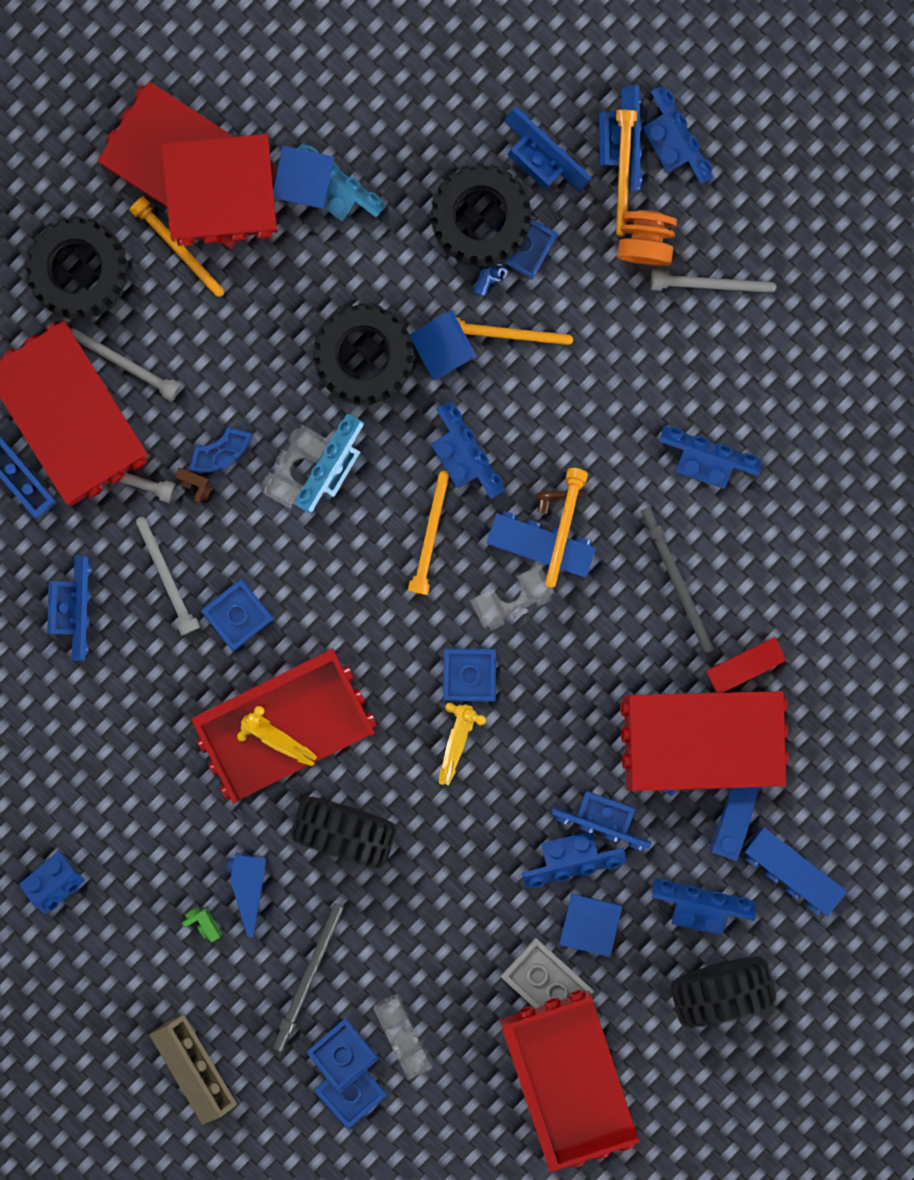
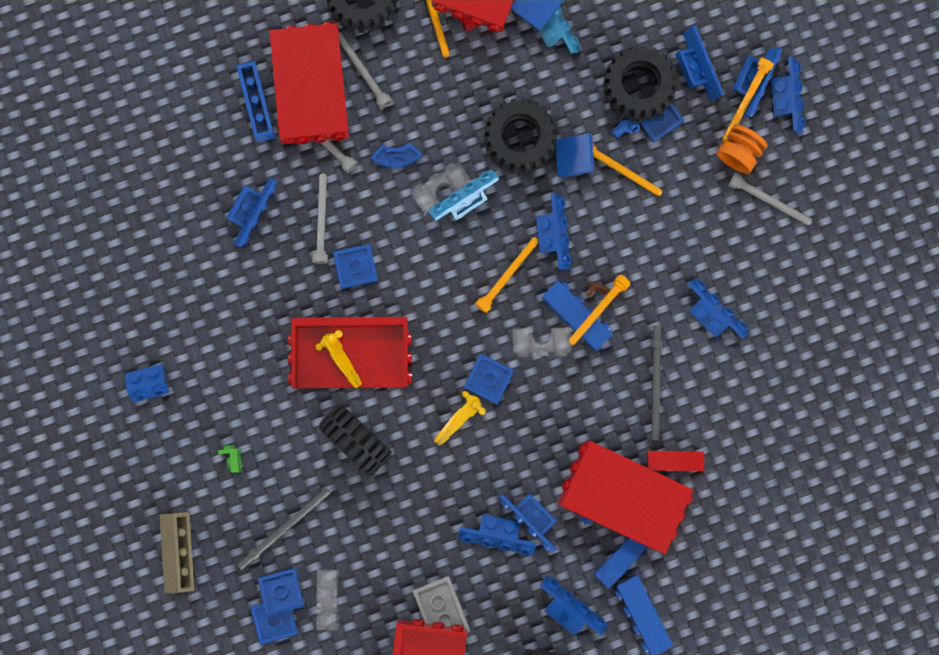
camera: 30 degrees right, 5 degrees down
(190, 479) = (368, 164): reddish brown bracket -> none
(247, 880) = (274, 446): blue slope -> none
(590, 925) = (489, 585): blue tile -> none

